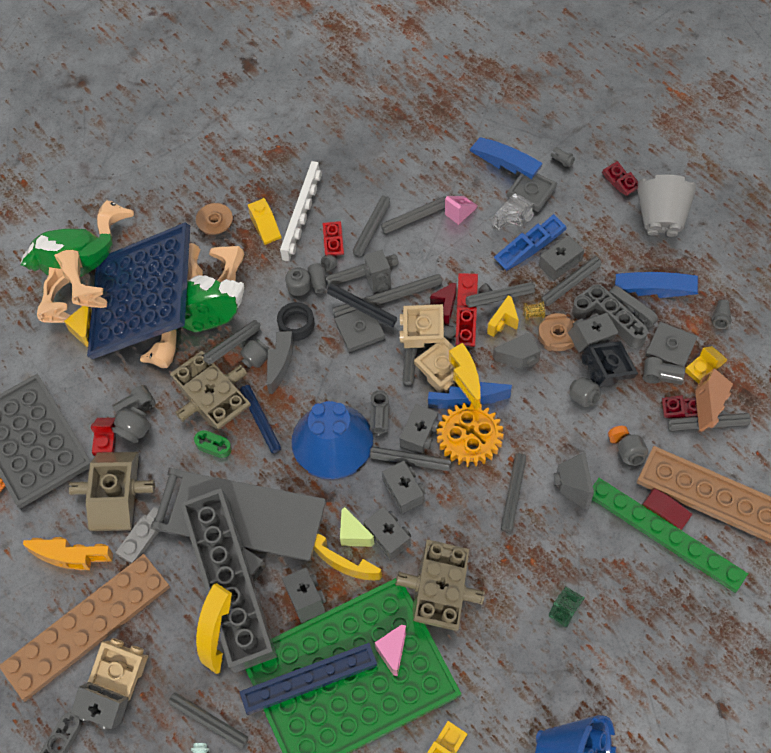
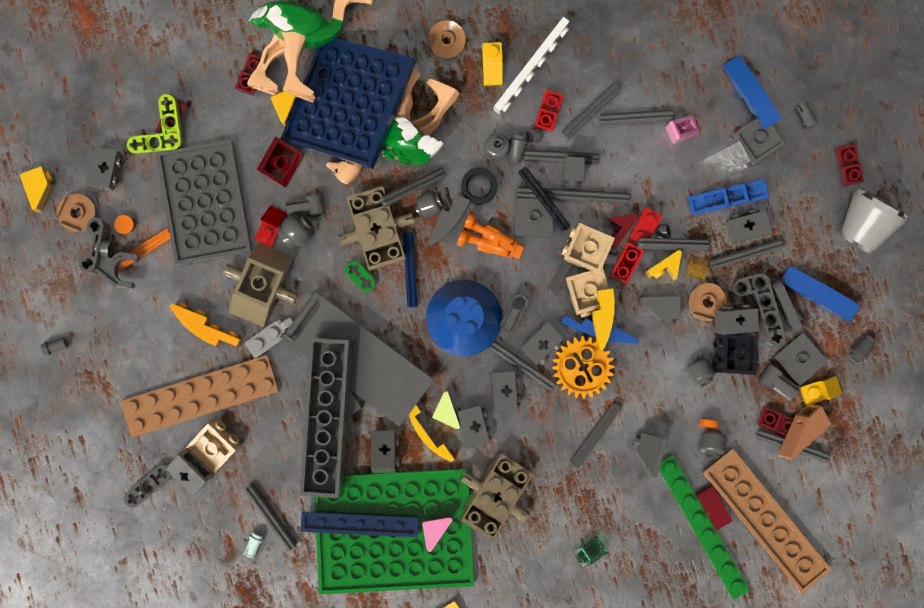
camera: 20 degrees right, 25 degrees up
(34, 323) = (250, 66): none -> dark red slope
(92, 374) = (280, 162): none -> dark red slope
(215, 606) = (297, 453): yellow slope -> none
(328, 360) = (492, 239): none -> orange piece

